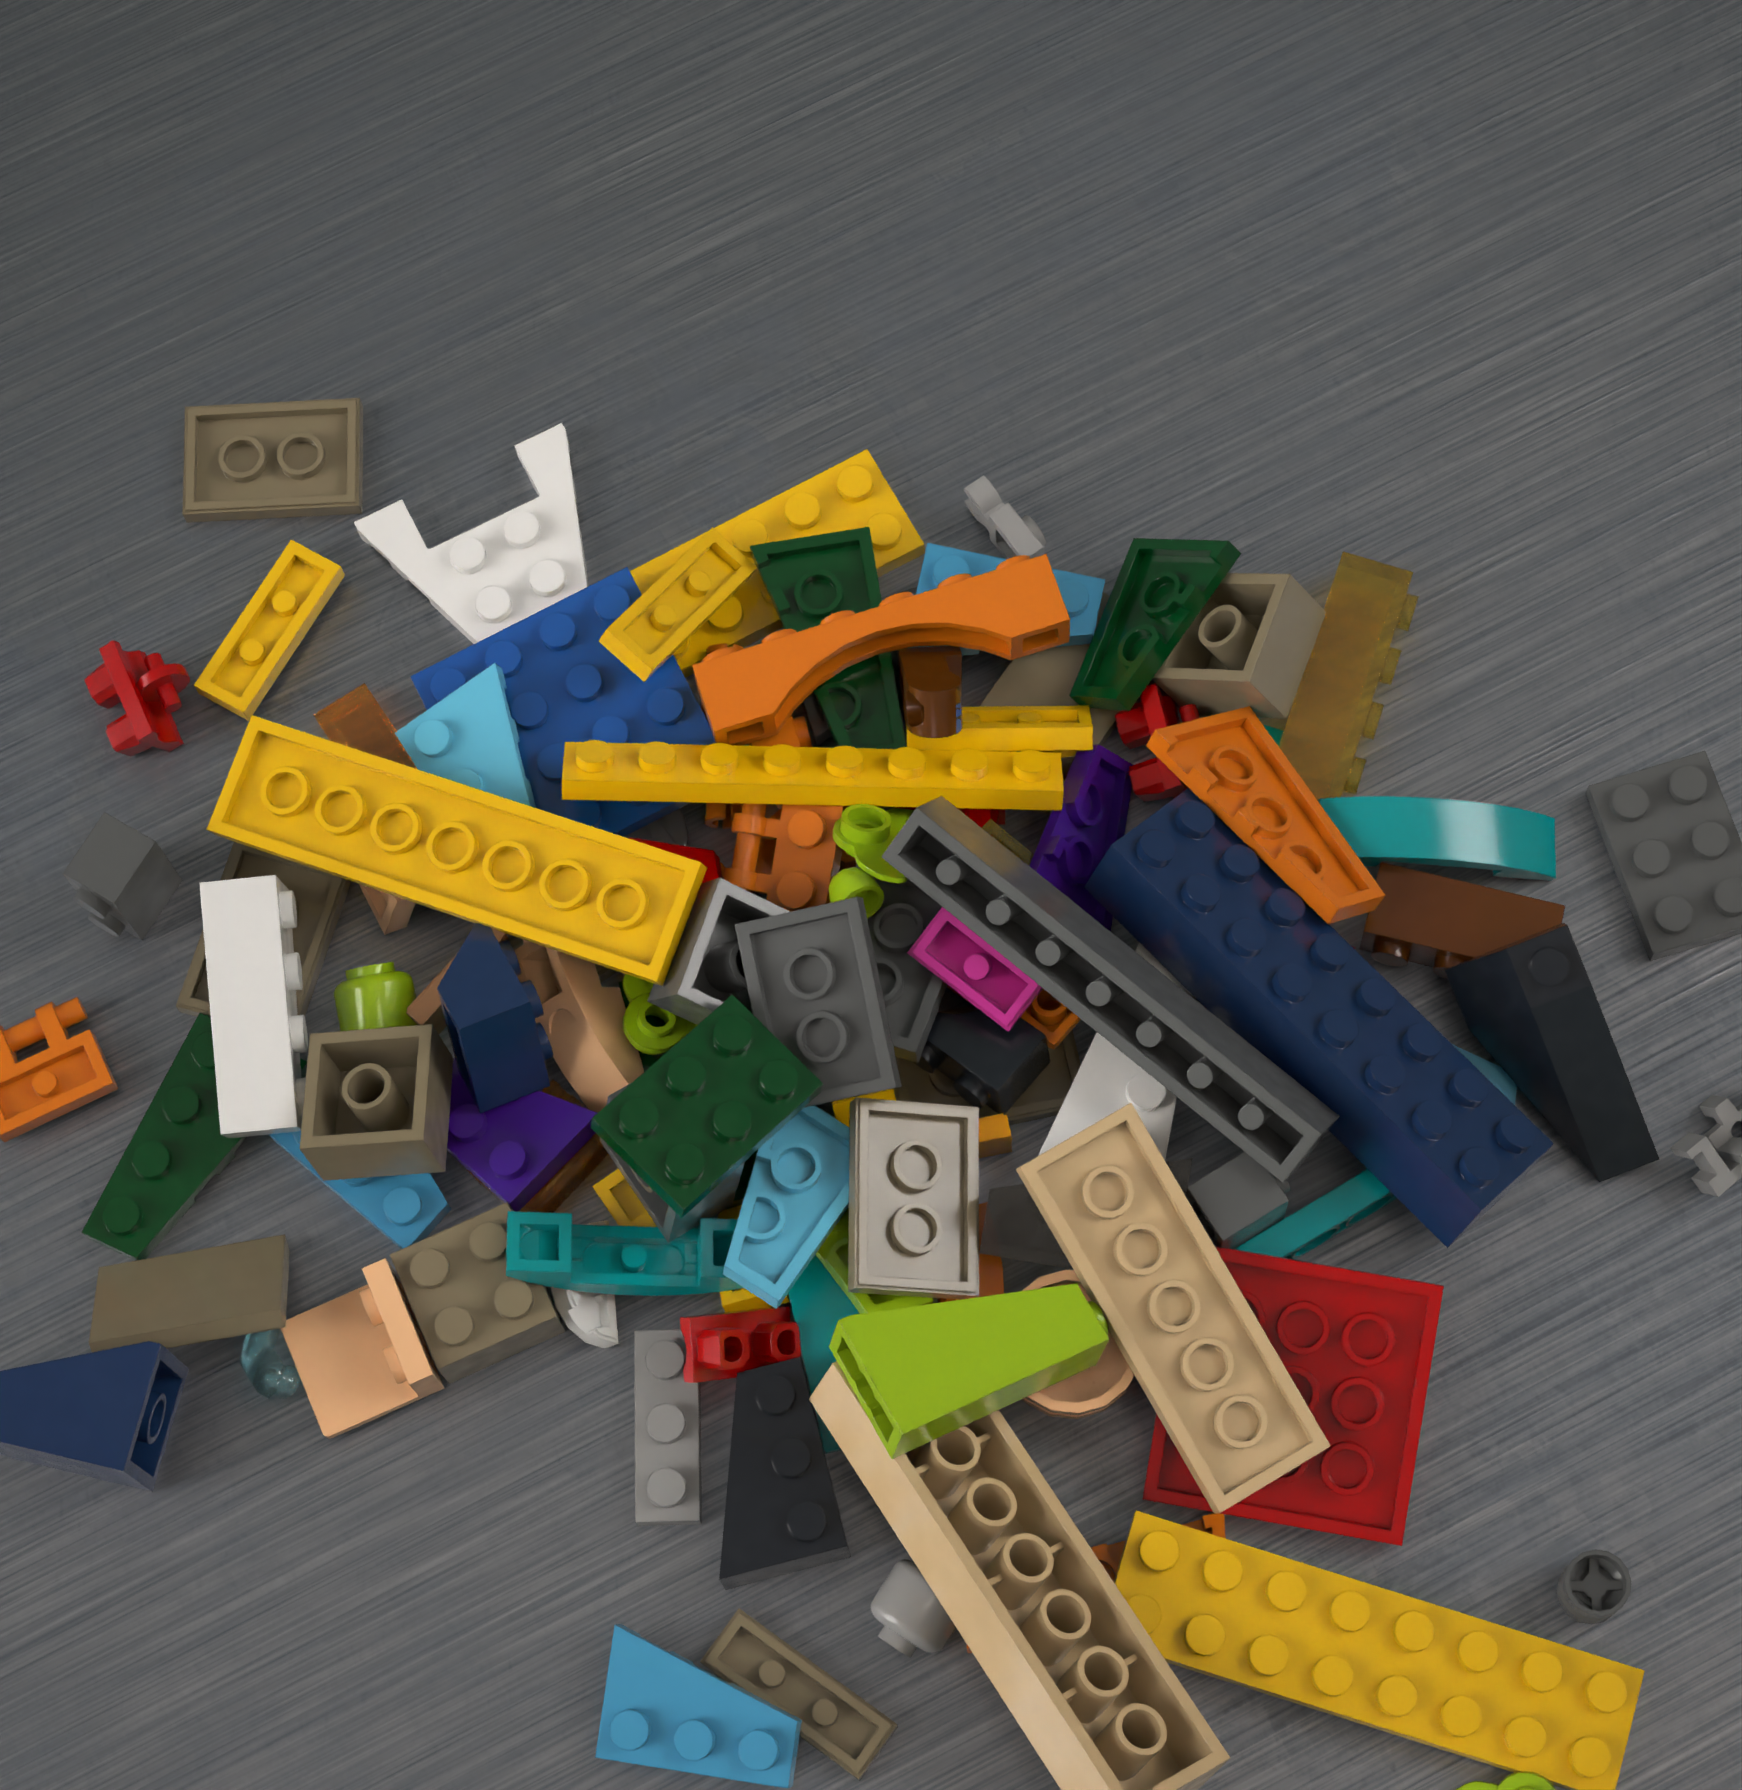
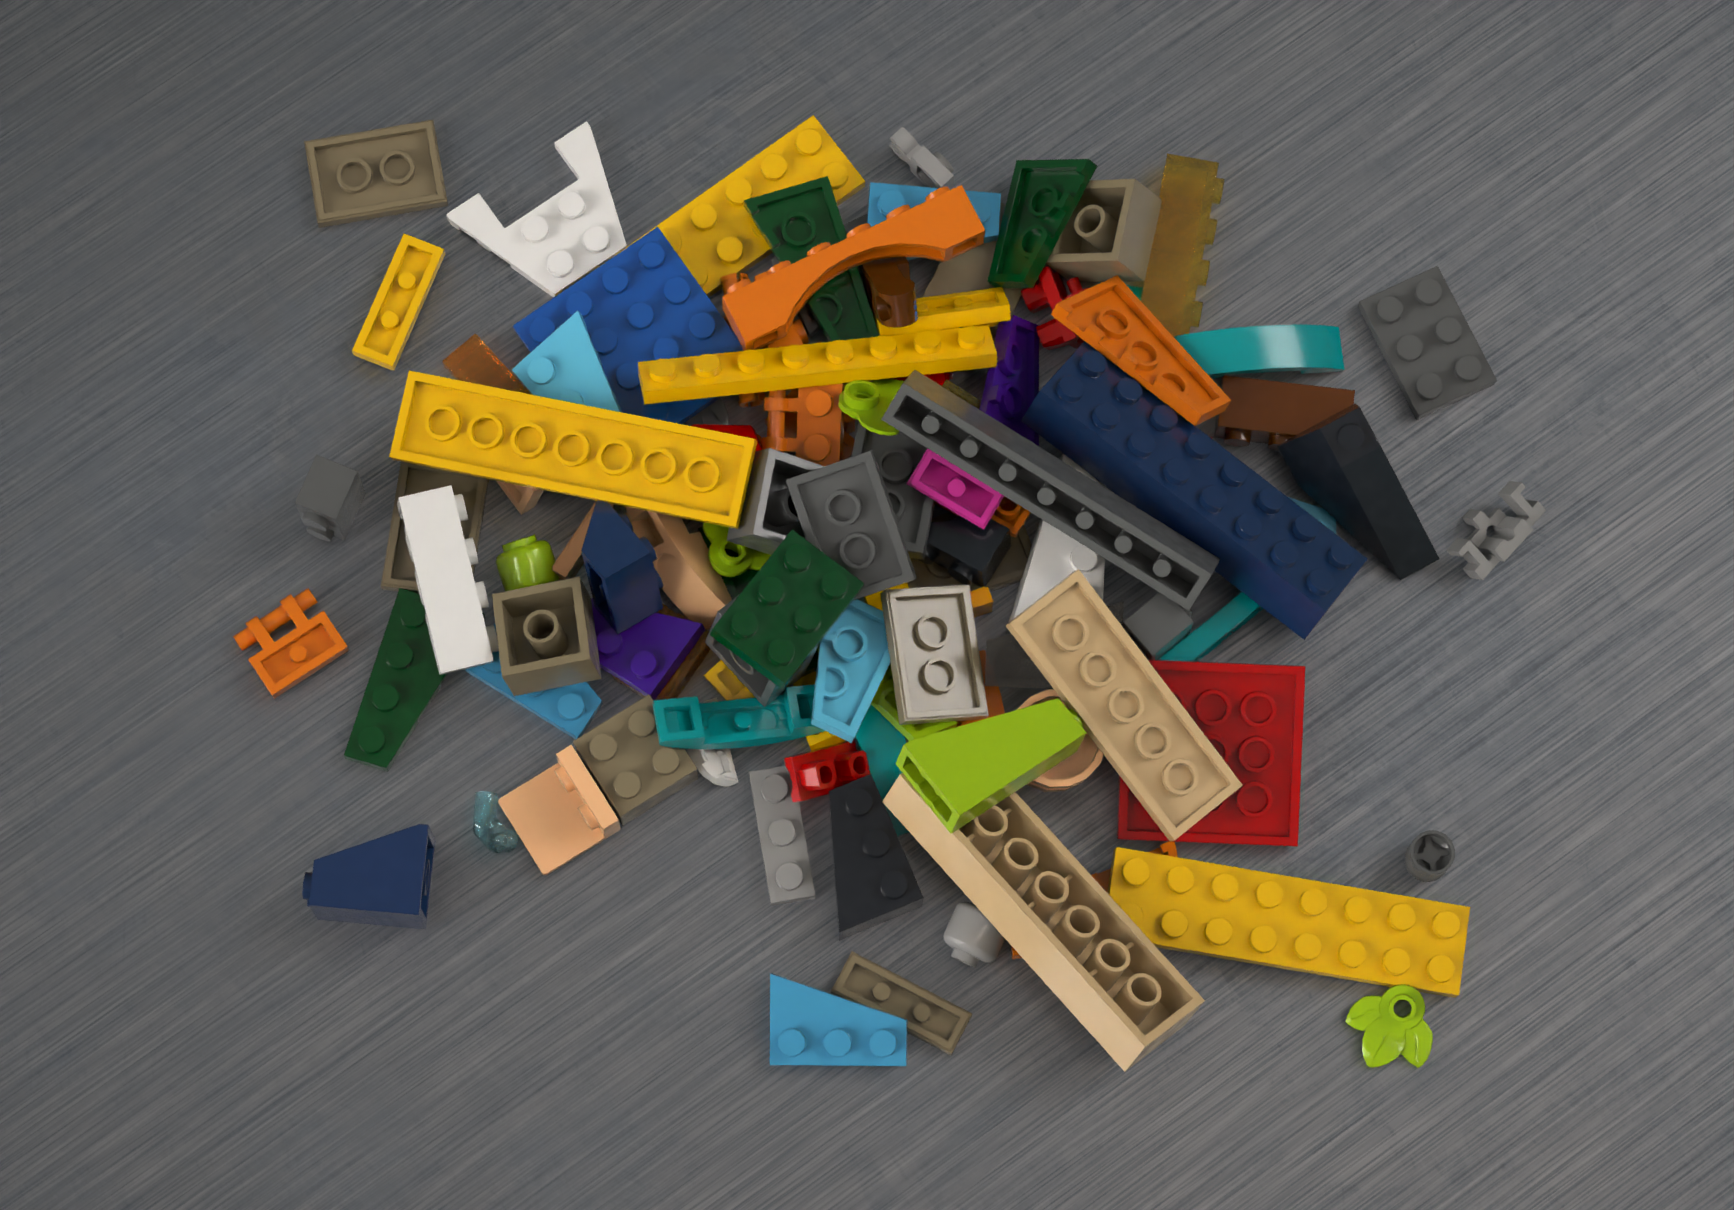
camera: 20 degrees left, 5 degrees up
(147, 695) = (319, 360): red hips -> none
(192, 1295) = (434, 788): dark tan tile -> none
(677, 604) = (700, 250): yellow plate -> none
(856, 883) = (861, 441): lime hinge -> none

